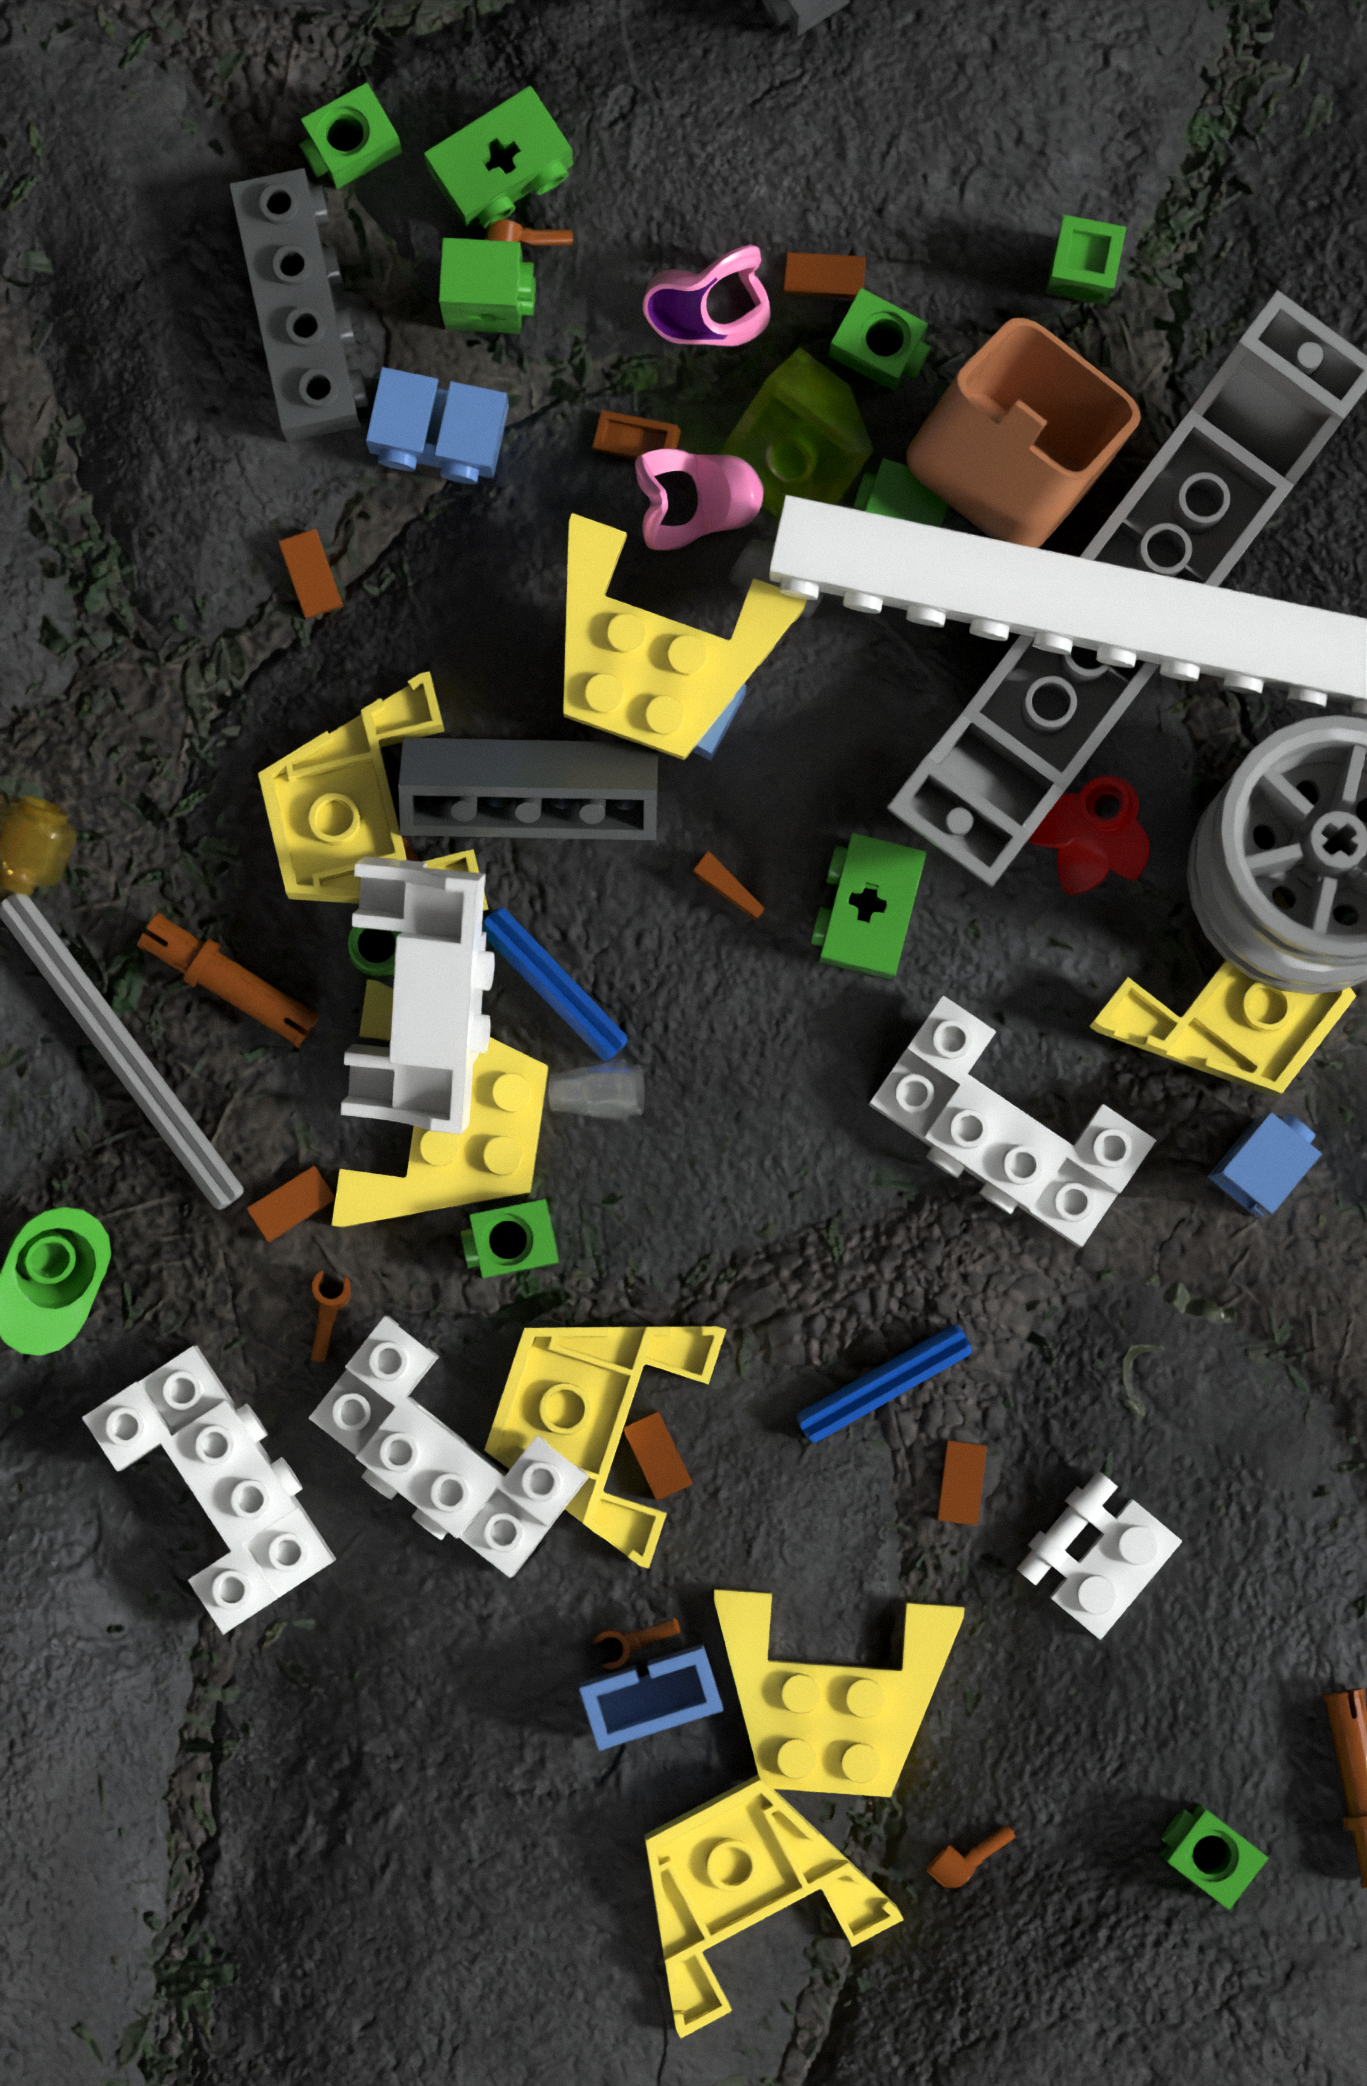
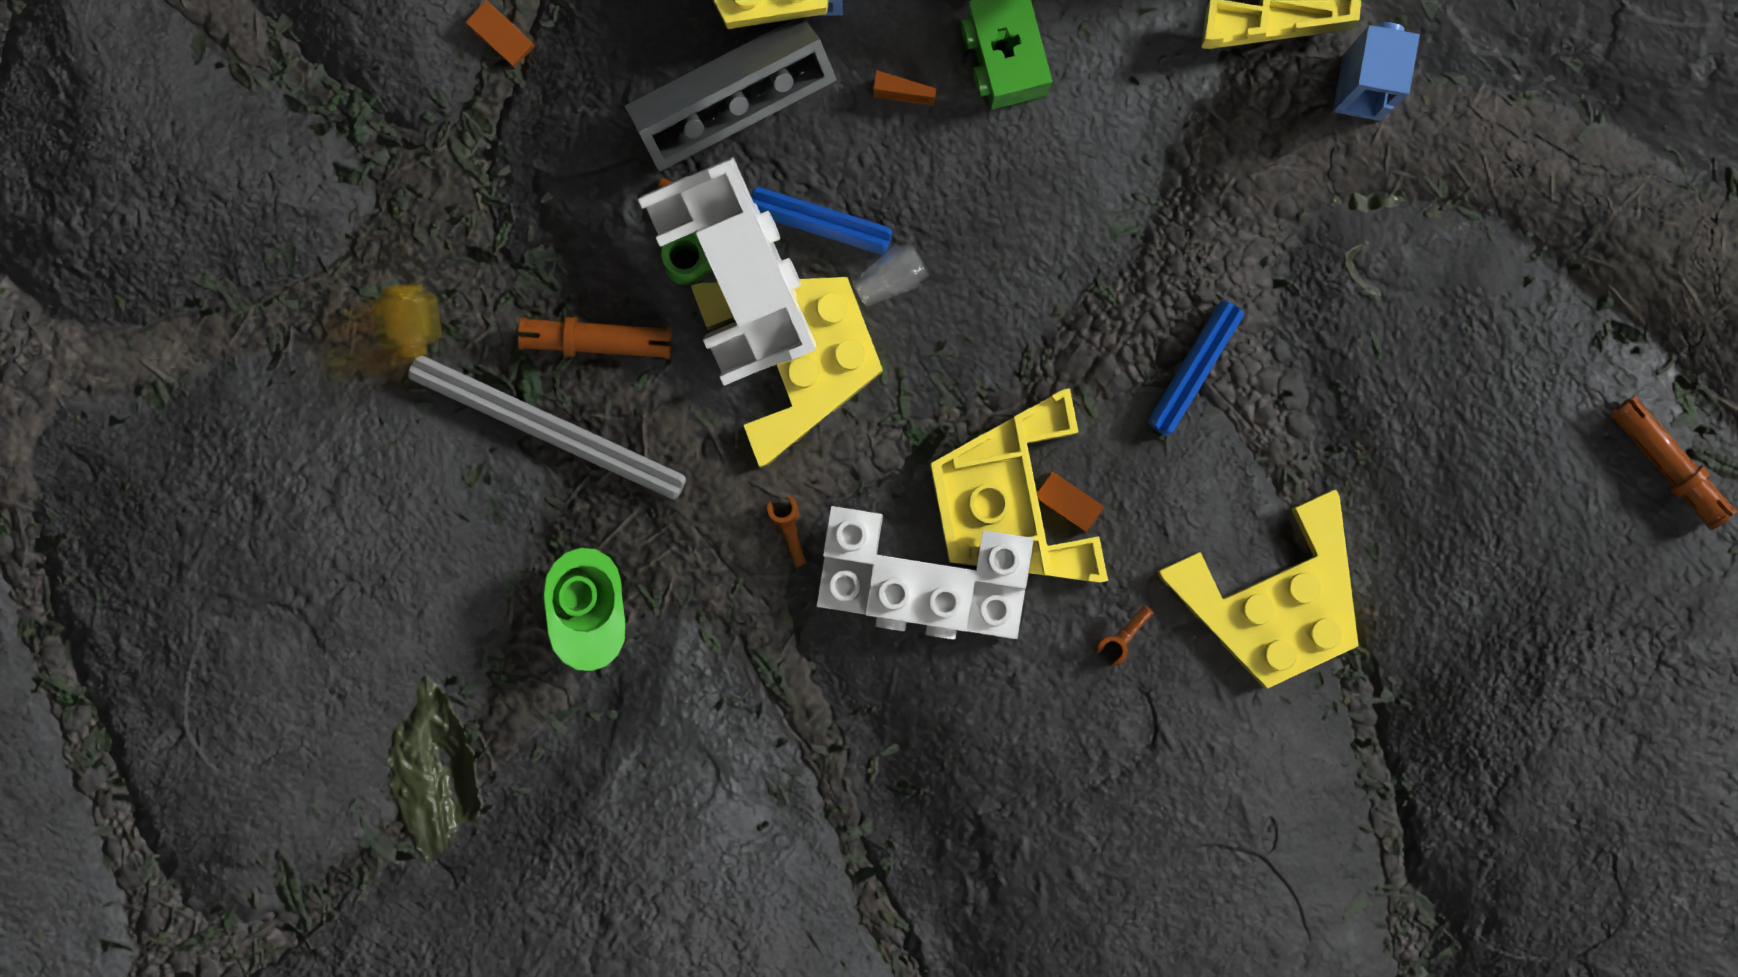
camera: 30 degrees left, 0 degrees up
(230, 1476) = (784, 676): white bracket -> none
(291, 1203) = (723, 468): dark orange piece -> none
(336, 803) = (602, 173): light yellow wing -> none
(540, 1245) = (898, 387): bright green brick -> none
(632, 1706) = (1172, 658): medium blue piece -> none
(731, 1869) = (1280, 753): light yellow wing -> none
(954, 1870) = (1431, 671): dark orange hand -> none
(962, 1483) = (1285, 407): dark orange piece -> none
(999, 1143) = (1184, 160): white bracket -> none
(1113, 1568) = (1419, 408): white plate -> none
(1235, 1870) = (1620, 563): bright green brick -> none

